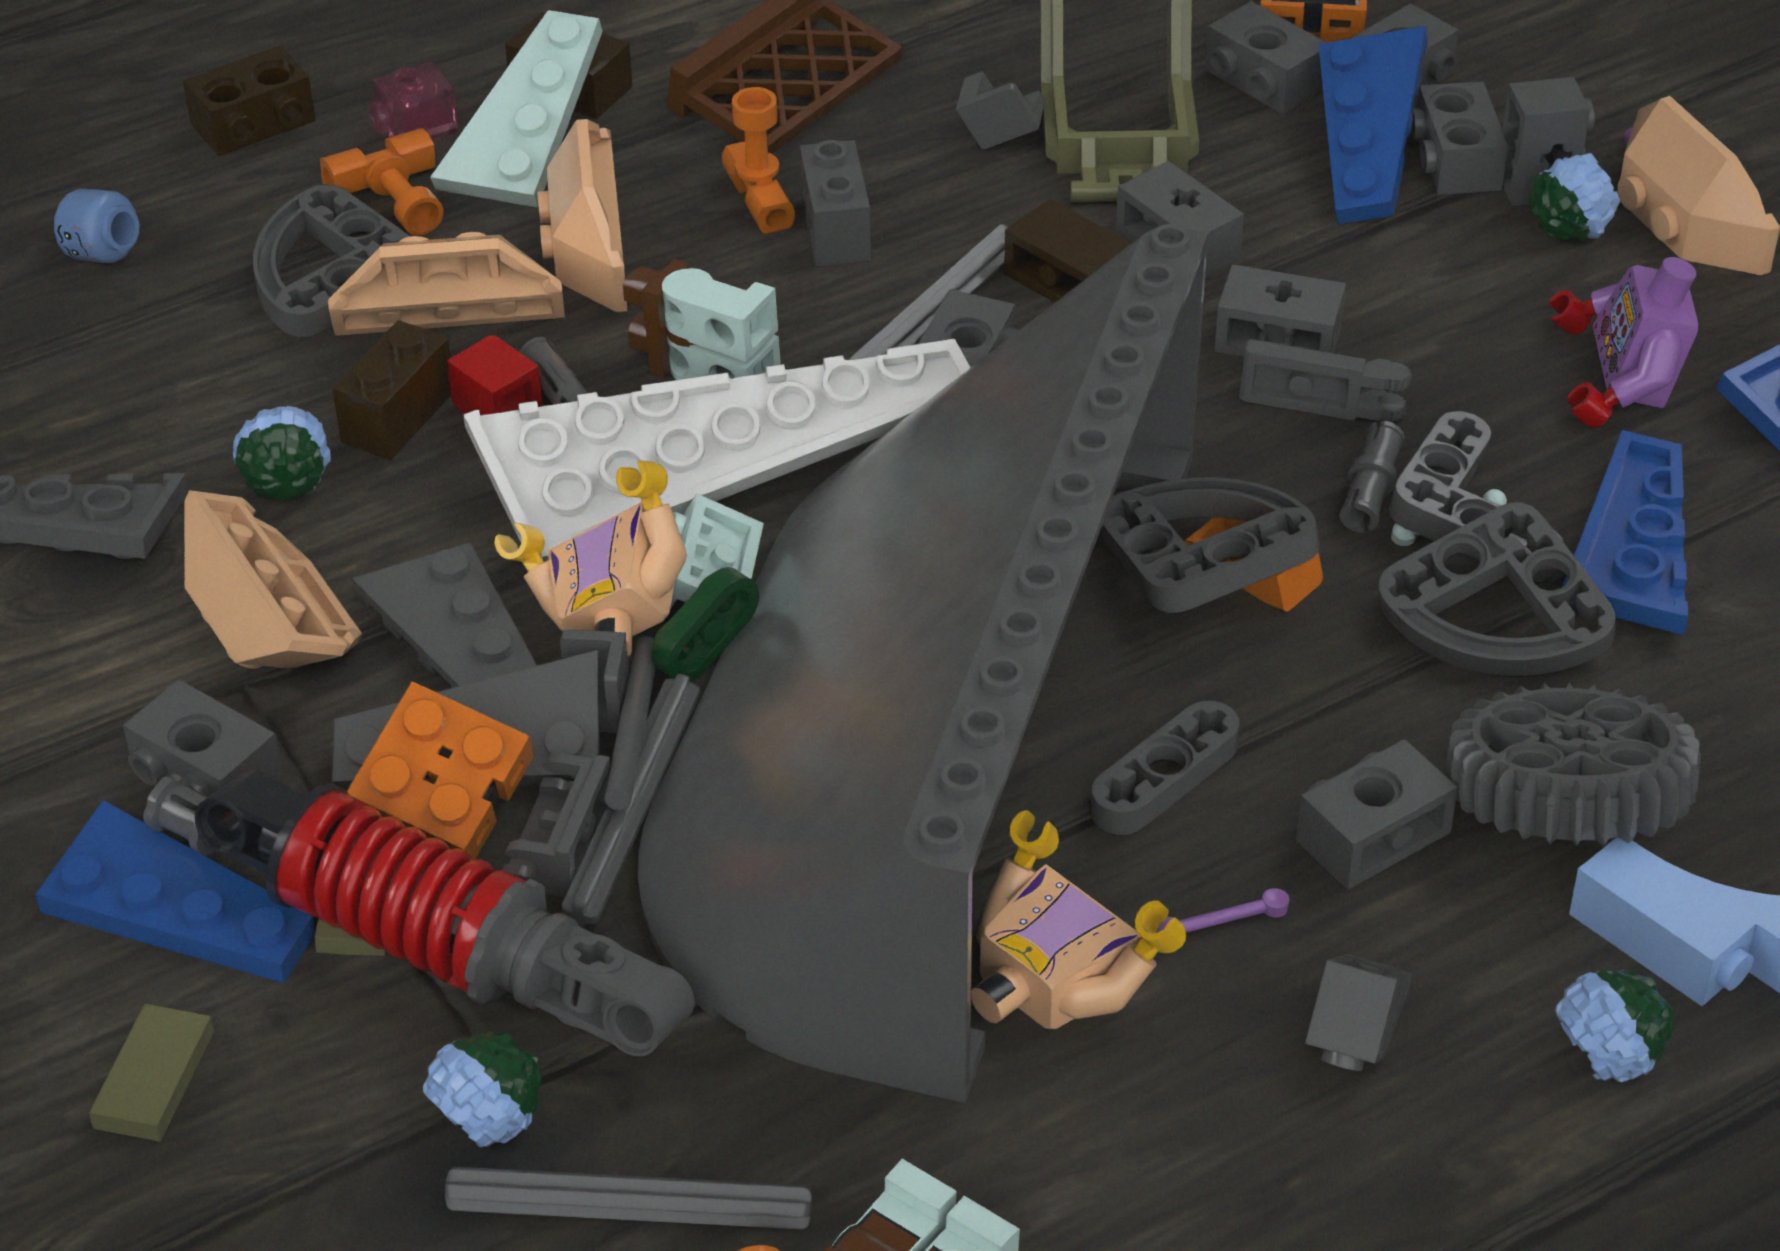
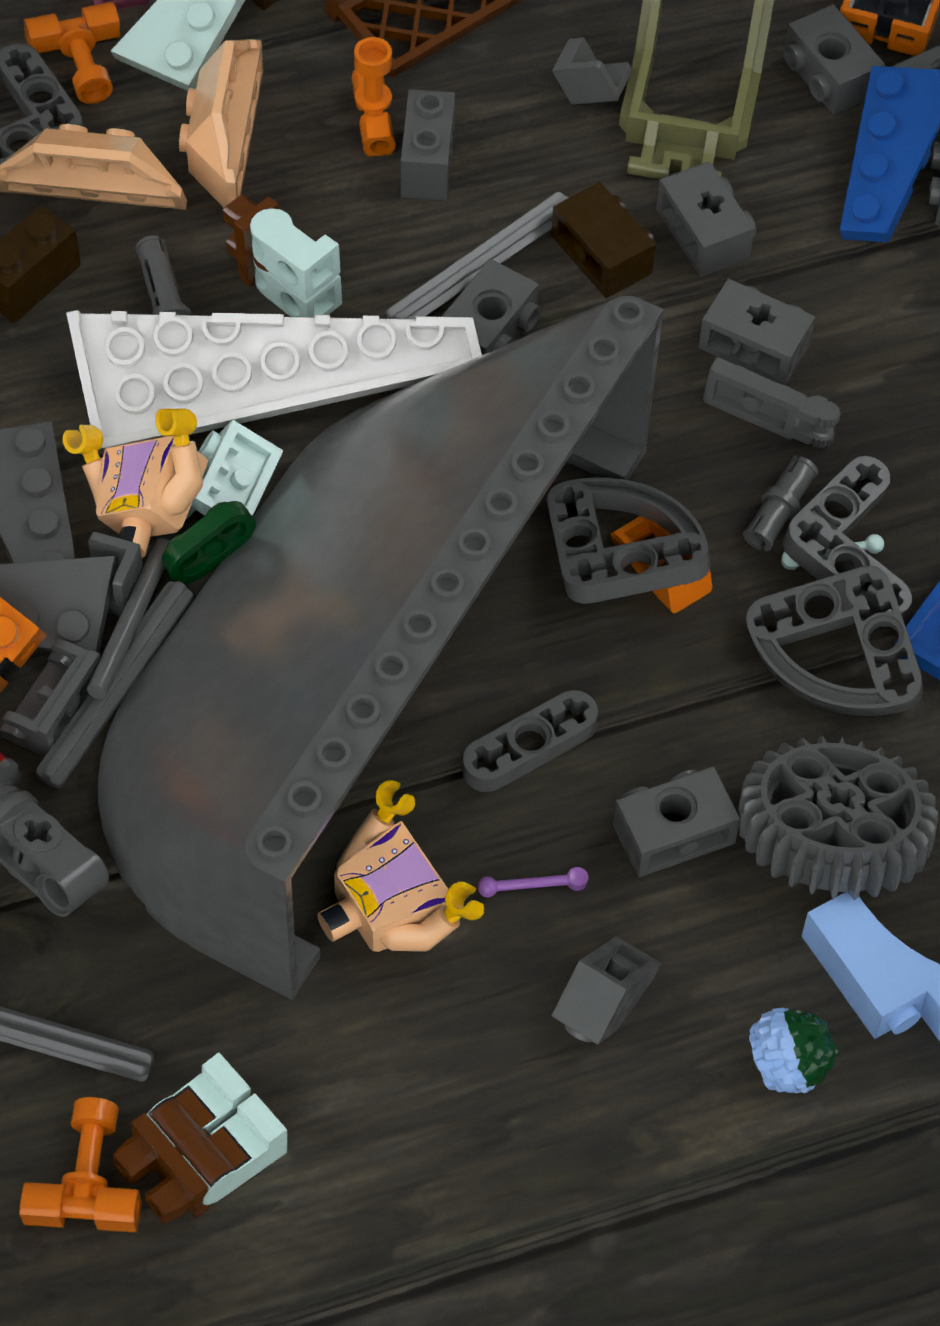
camera: 10 degrees right, 15 degrees up
(492, 378) = (108, 273): red panel -> none

